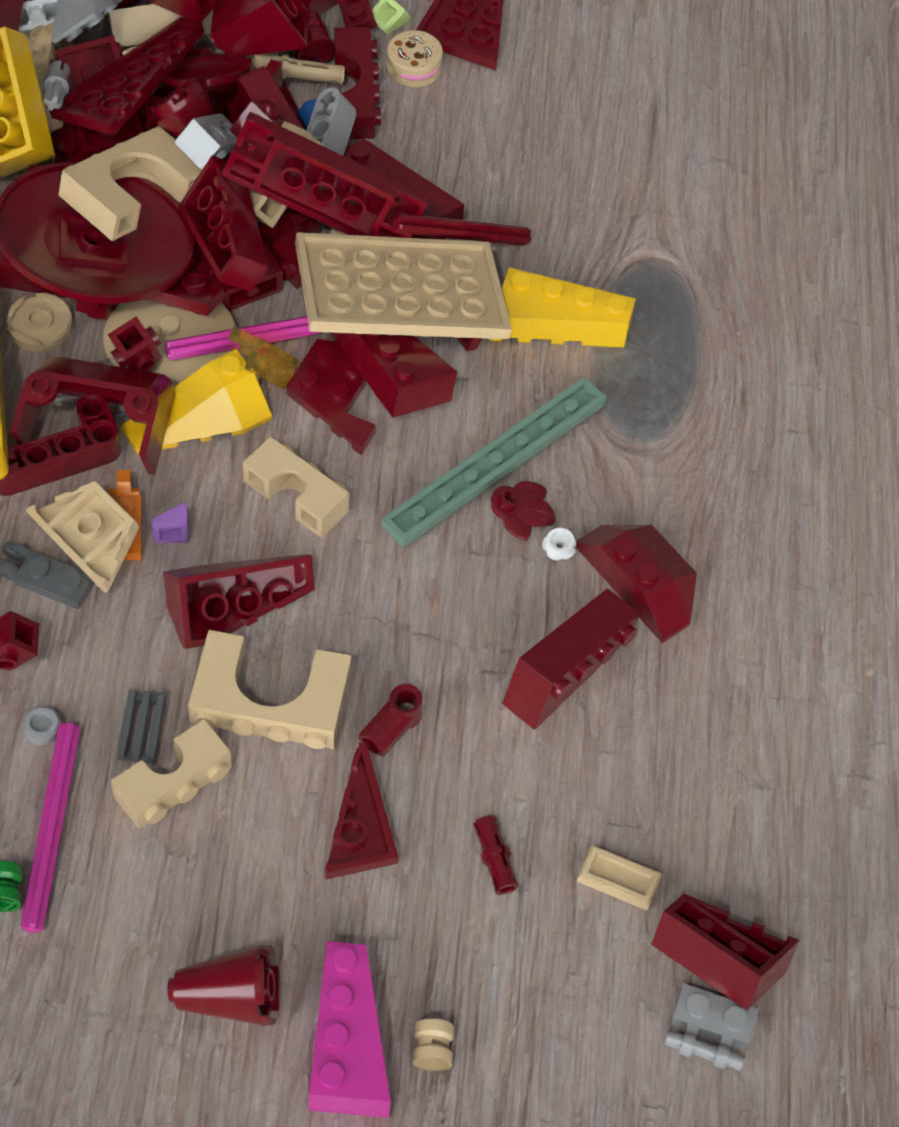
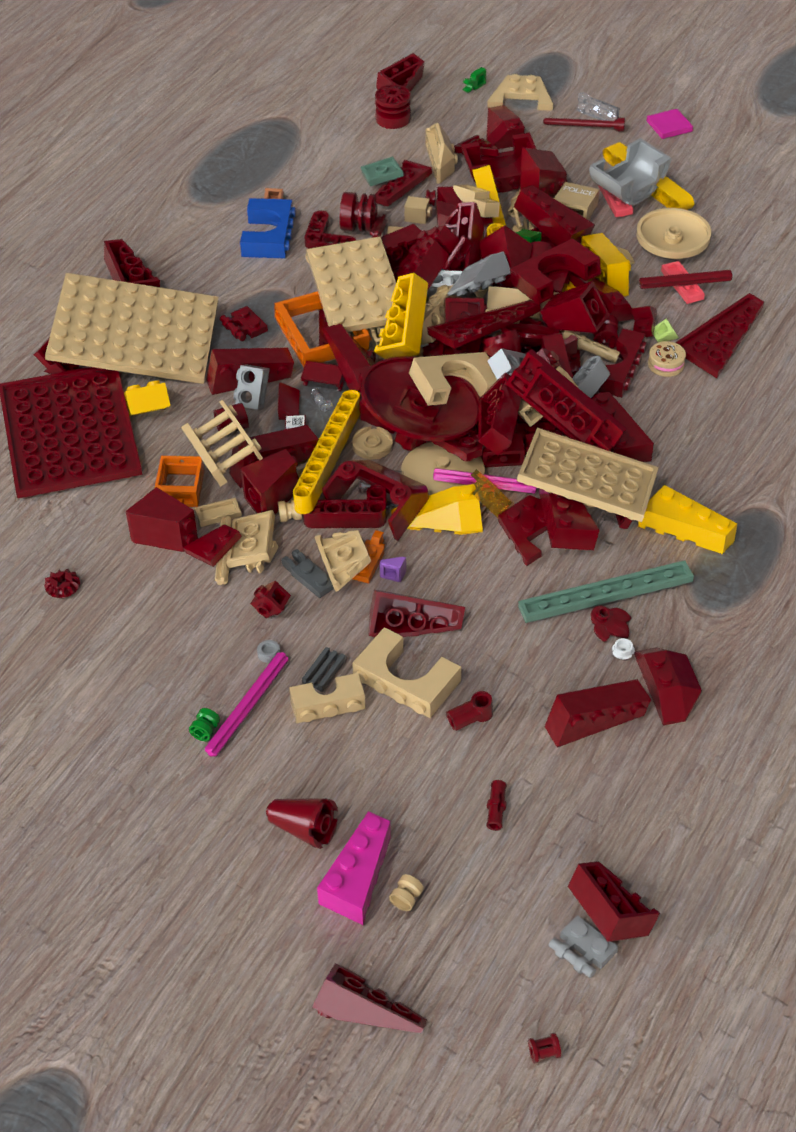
camera: 30 degrees right, 10 degrees down
(56, 85) = (436, 316): light grey axle -> none
(135, 346) = (415, 465): dark red brick -> none
(278, 468) = (486, 581): tan arch -> none
(363, 831) = (423, 765): dark red wing -> none
(461, 229) = (645, 456): dark red axle -> none
(619, 877) = (568, 844): tan tile -> none

